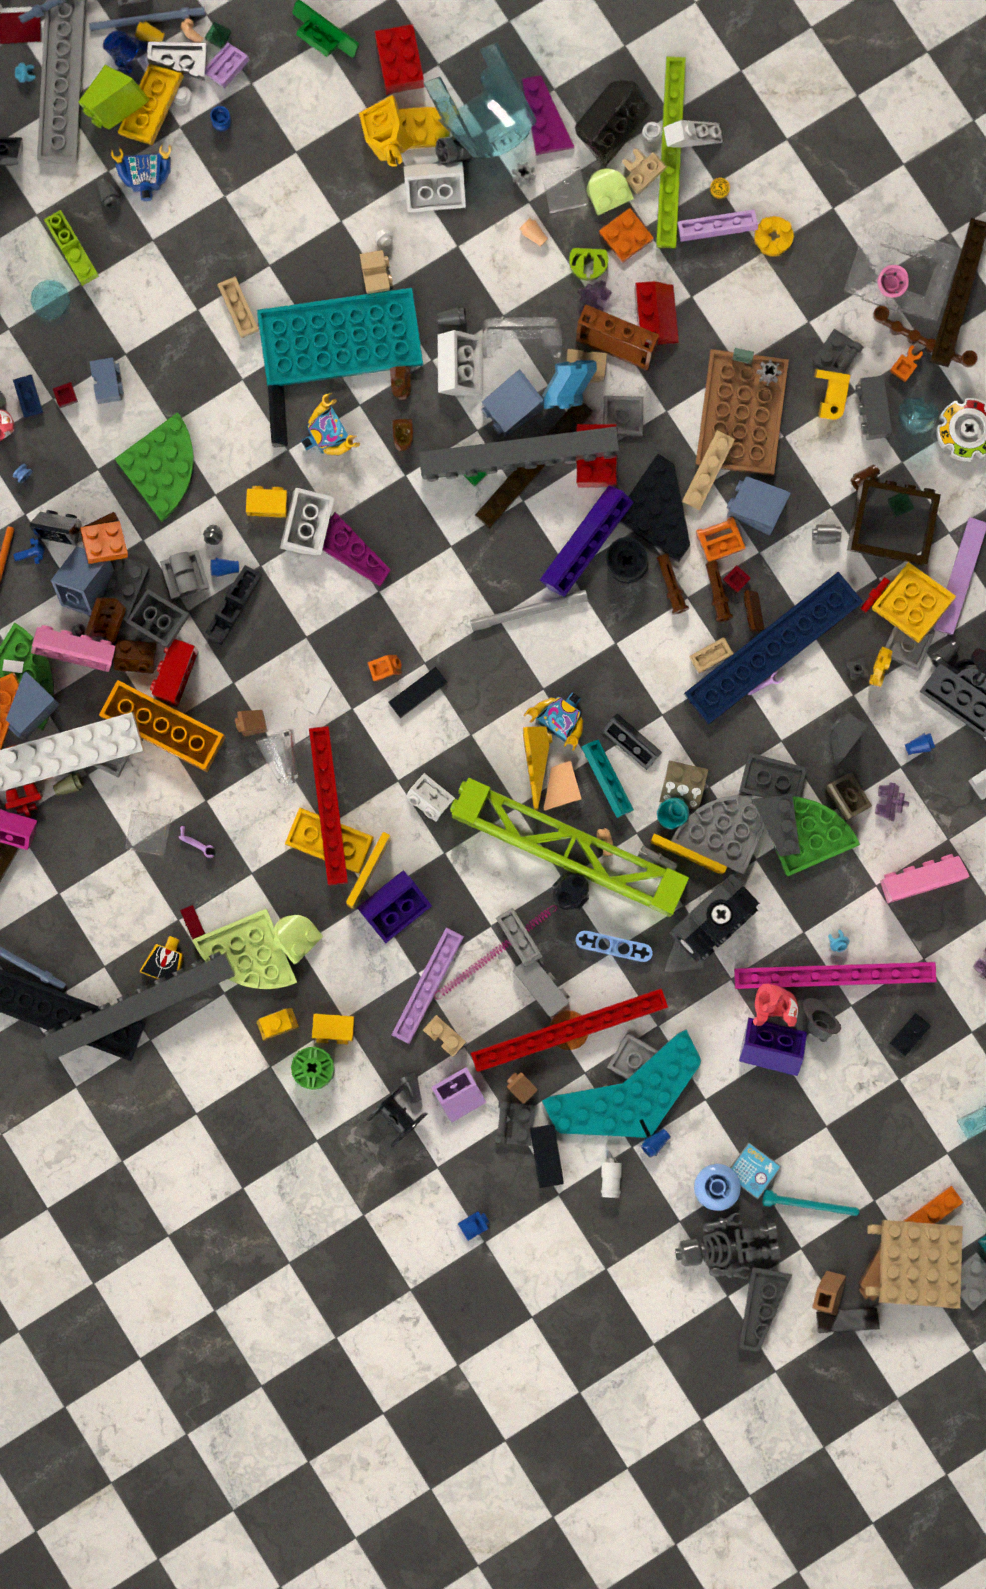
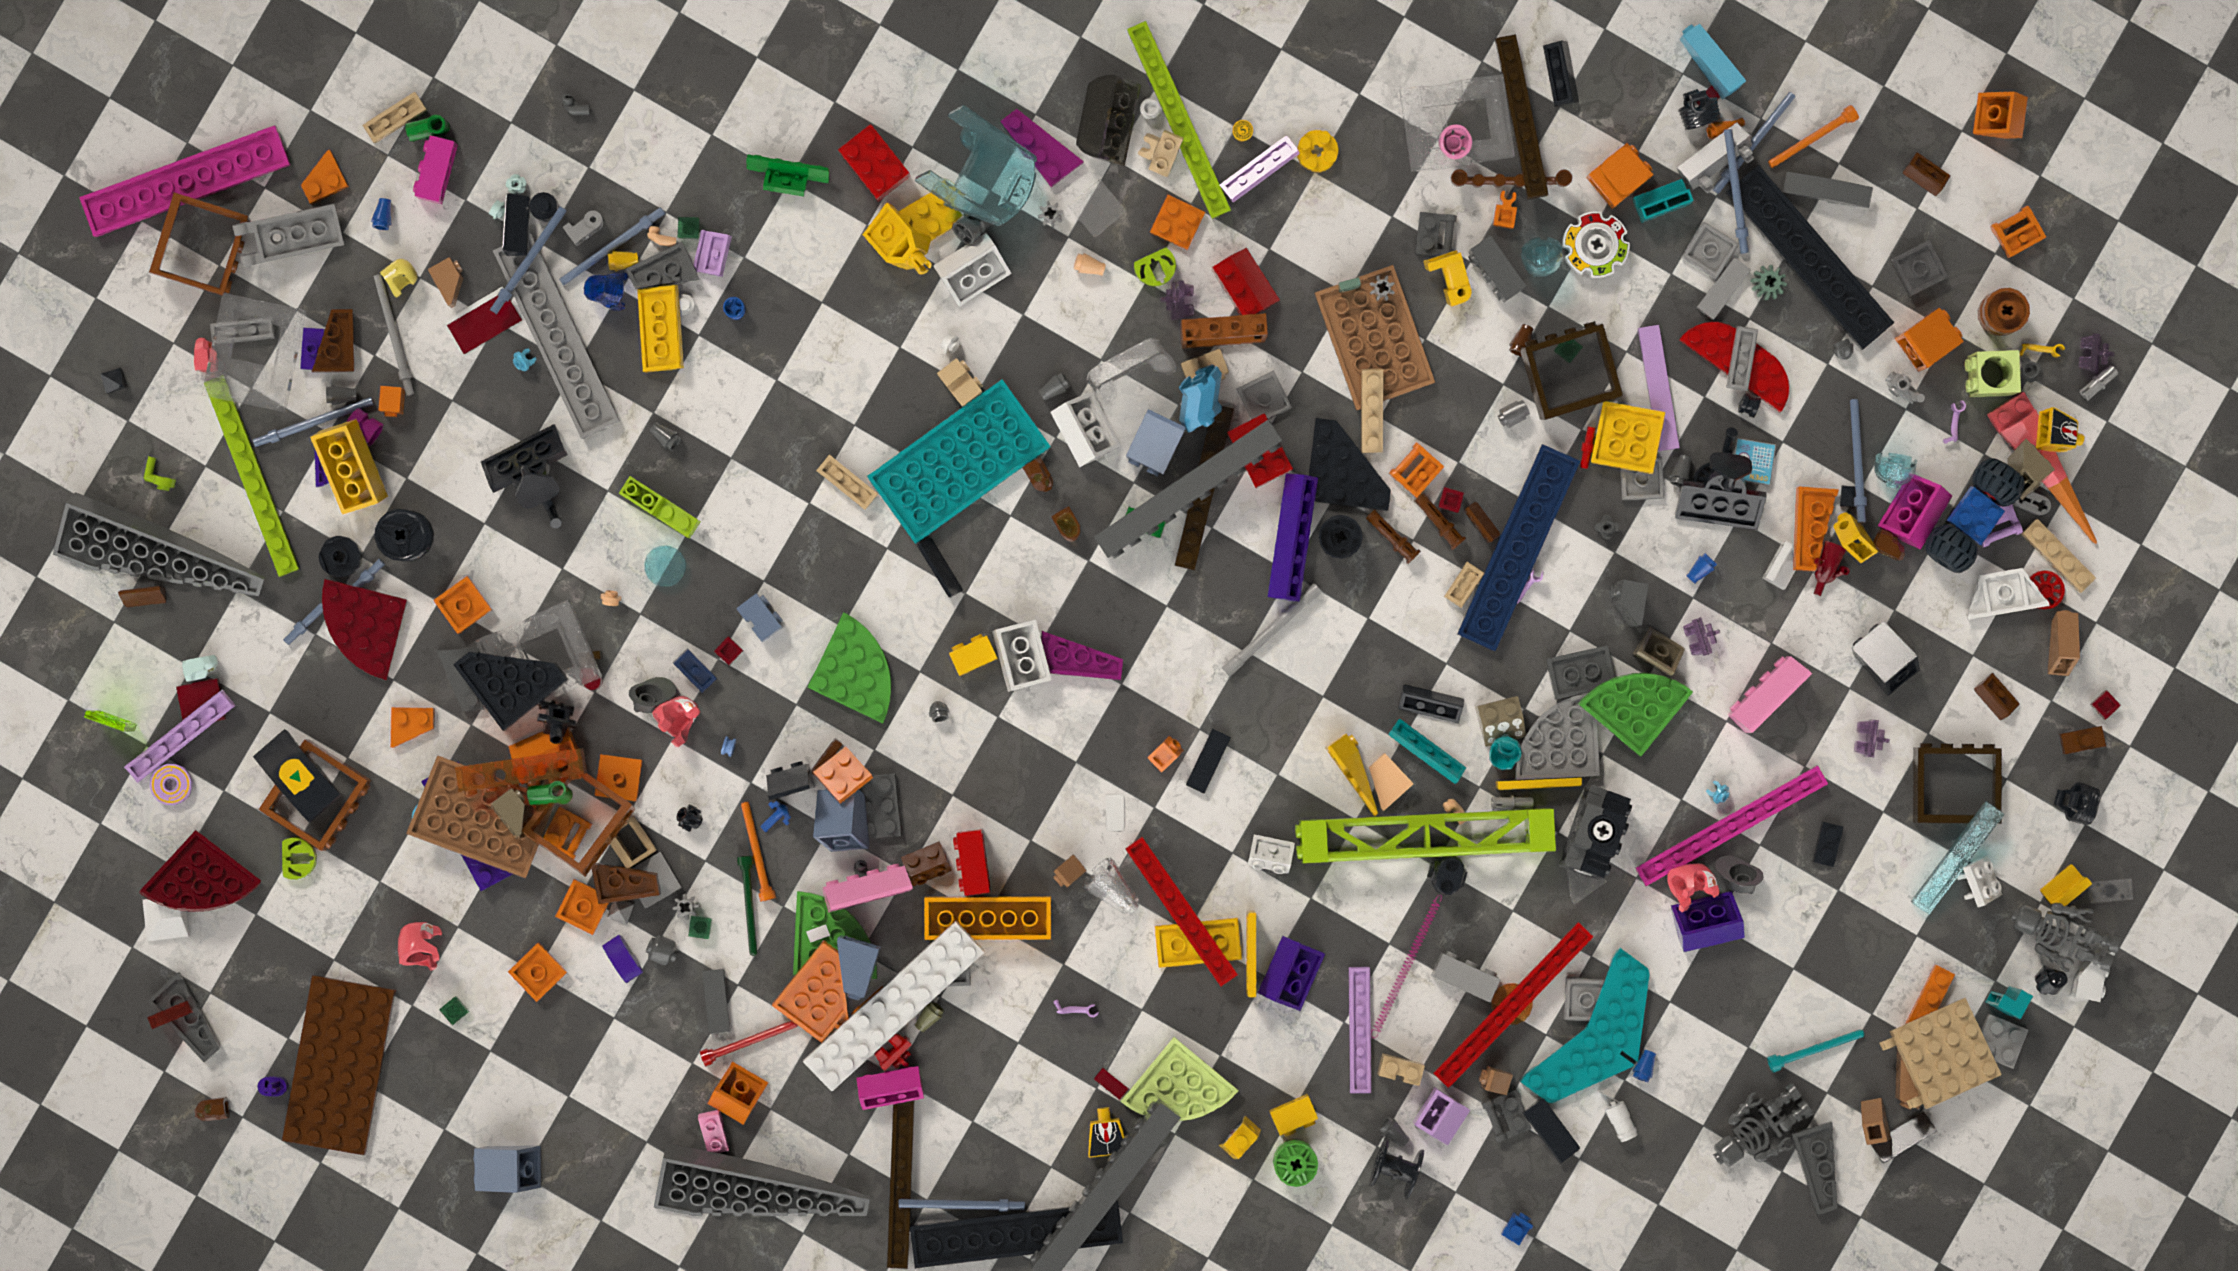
camera: 25 degrees left, 5 degrees up
(106, 618) = (882, 844): reddish brown bracket -> none
(112, 98) = (622, 344): lime slope -> none
(144, 172) = (689, 397): torso -> none
(148, 832) = (1026, 1022): clear plate -> none
(157, 618) = (932, 820): dark grey slope -> none
(184, 574) = (932, 763): light grey plate -> none
(223, 567) = (964, 737): blue cone -> none
(233, 605) = (992, 768): black slope -> none
(296, 936) = (1215, 1049): yellowish green slope -> none
(327, 430) = (995, 558): torso -> none
(519, 937) = (1422, 942): light grey tile -> none
(560, 718) = (1354, 717): torso -> none
(608, 190) = (1138, 188): yellowish green slope -> none
(613, 949) = (1512, 901): light blue beam -> none
(692, 133) = (1191, 93): white slope -> none
(717, 1187) = (1723, 1078): light blue hat -> none
(754, 1170) = (1747, 1045): medium azure tile -> none
(757, 504) = (1435, 419): sand blue slope -> none
(780, 821) = (1609, 710): dark grey wing -> none
(881, 665) = (1628, 513): yellow plate -> none

